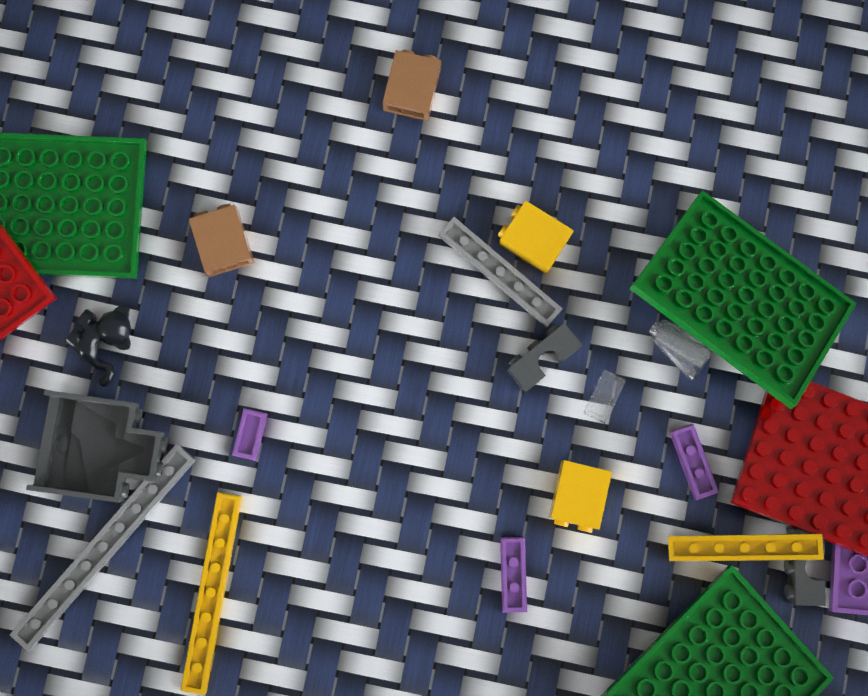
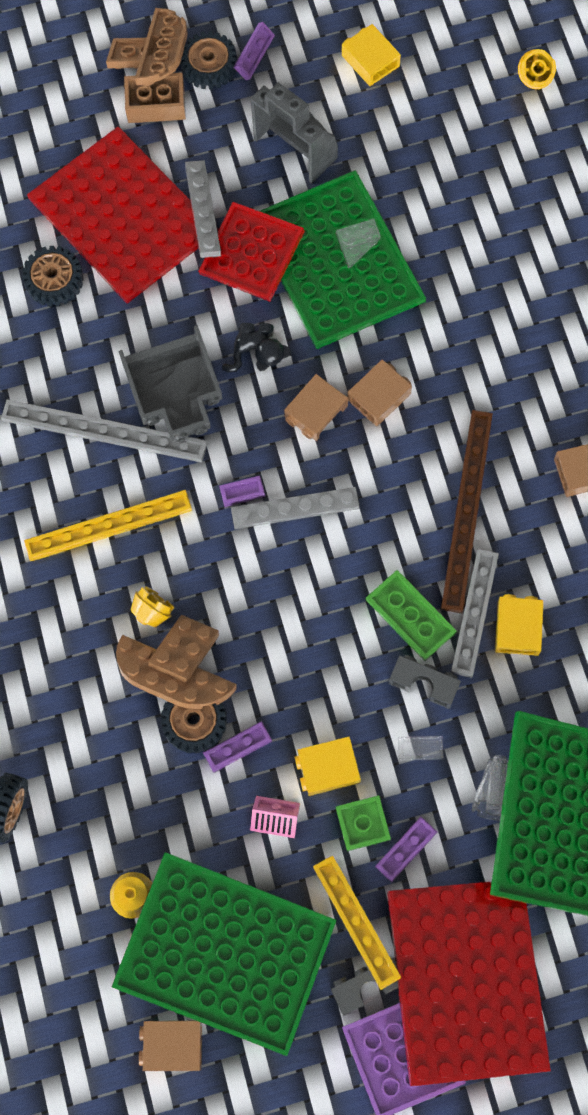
camera: 70 degrees right, 10 degrees down
(40, 172) = (357, 240): none -> clear wing
(201, 313) = (315, 407): none -> medium nougat panel
(297, 390) = (295, 508): none -> light grey plate
(327, 593) = (150, 607): none -> yellow cone
(392, 222) = (466, 512): none -> reddish brown plate
(403, 602) = (173, 667): none -> medium nougat plate
(469, 625) = (197, 736): none -> wheel
(470, 334) = (411, 615): none -> bright green plate
(601, 572) = (274, 816): none -> bright pink panel
(651, 490) = (363, 823): none -> bright green plate

